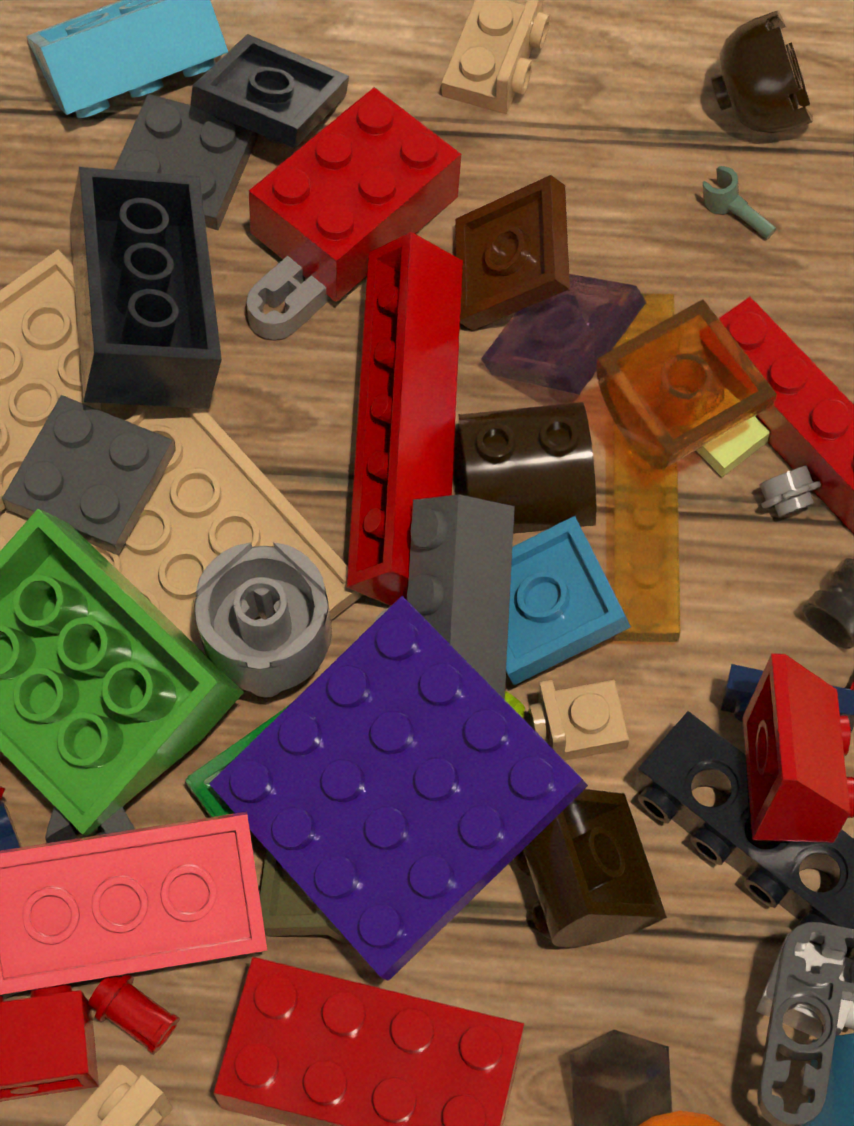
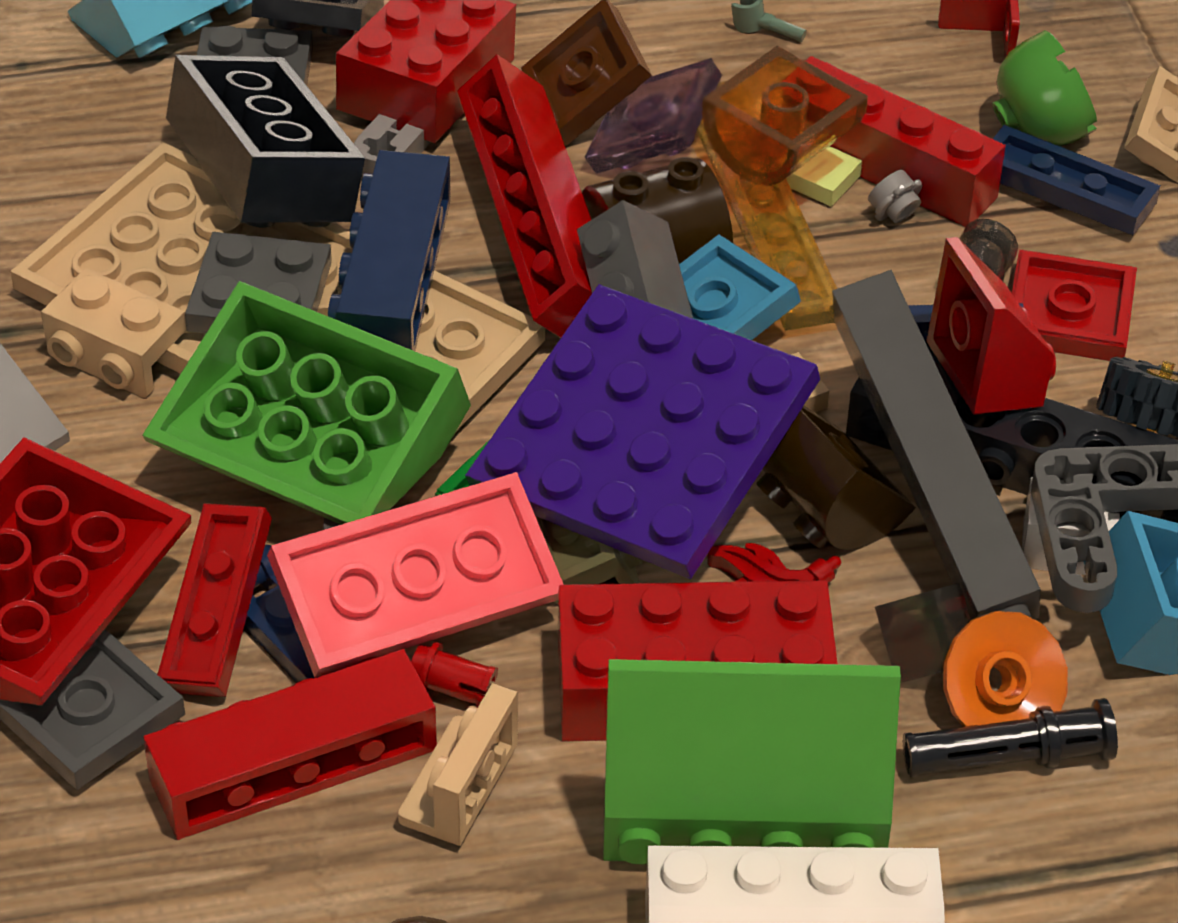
camera: 20 degrees left, 20 degrees down
(230, 467) = (394, 246): none -> dark blue brick
(293, 610) = (481, 330): light grey brick -> none
(489, 968) = (762, 564): none -> red piece
(692, 887) = (934, 448): none -> dark grey brick

